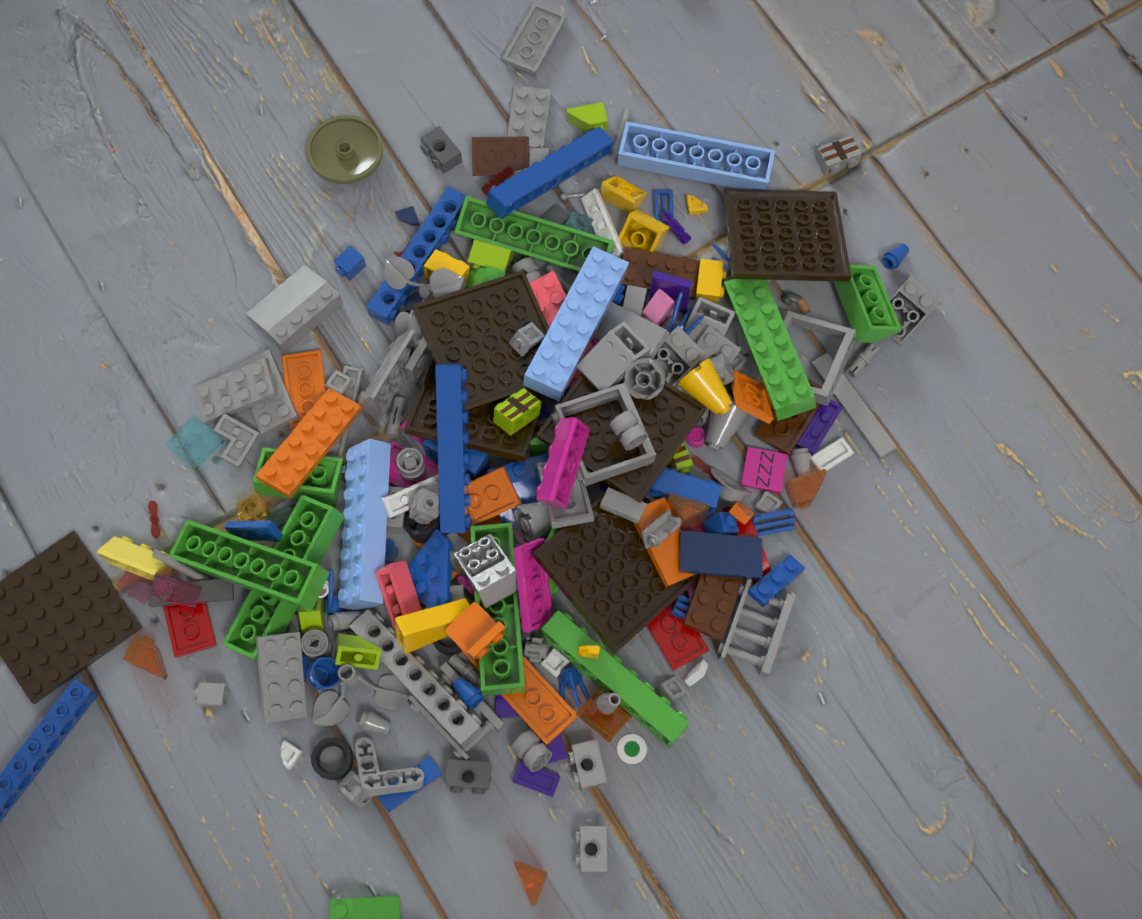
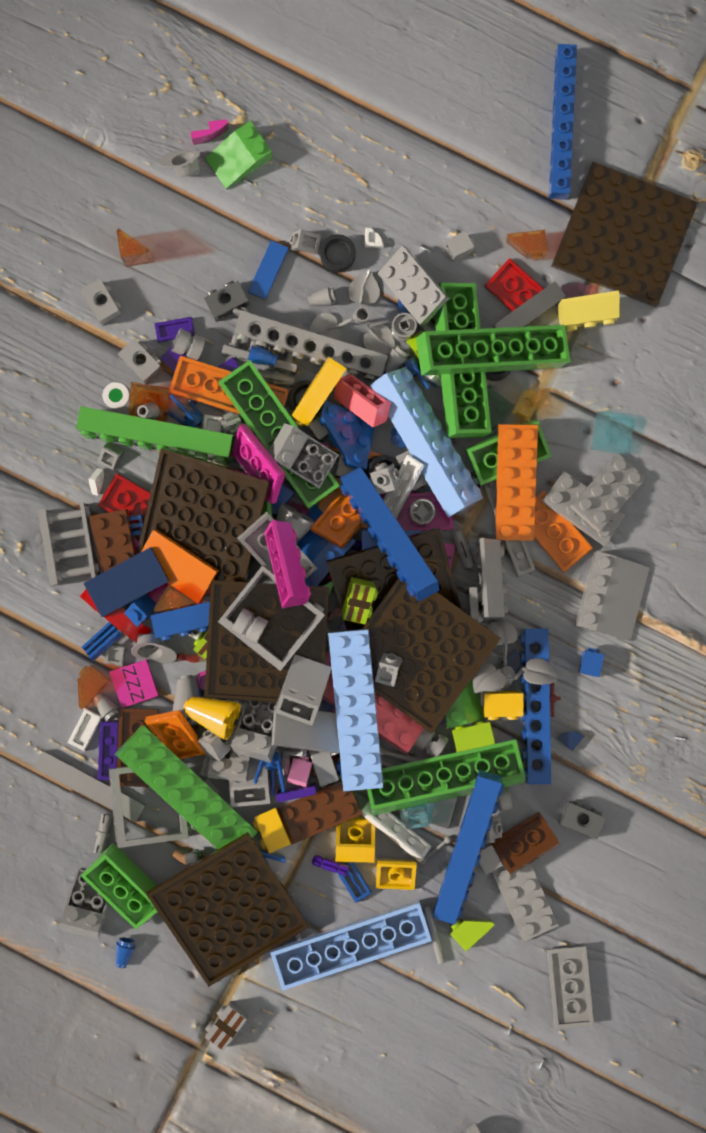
camera: 150 degrees right, 15 degrees up
(154, 519) = (601, 353): clear red piece -> none
(175, 591) = (539, 301): clear pink slope -> none
(179, 566) = (556, 321): light grey bar -> none
(240, 438) = (576, 457): light grey plate -> none
(254, 530) = (511, 384): blue plate -> none
(323, 673) = (382, 304): blue helmet -> none
(339, 382) = (528, 550): light grey tile -> none
(344, 149) = (665, 767): olive dish -> none
(356, 652) = (367, 336): lime slope -> none
(374, 776) = (295, 256): light grey beam -> none
(475, 631) = (279, 399): orange bracket -> none
(498, 179) = (513, 818): clear red axle -> none
(588, 651) = (181, 437): yellow tile -> none
(622, 505) = (224, 570): light grey tile -> none
(645, 378) = (265, 685): light grey cylinder -> none
(656, 532) = (185, 560): light grey hinge -> none
(695, 205) = (326, 900): yellow tile -> none
(741, 512) = (129, 629): orange tile -> none
(776, 580) = (73, 591): blue plate -> none

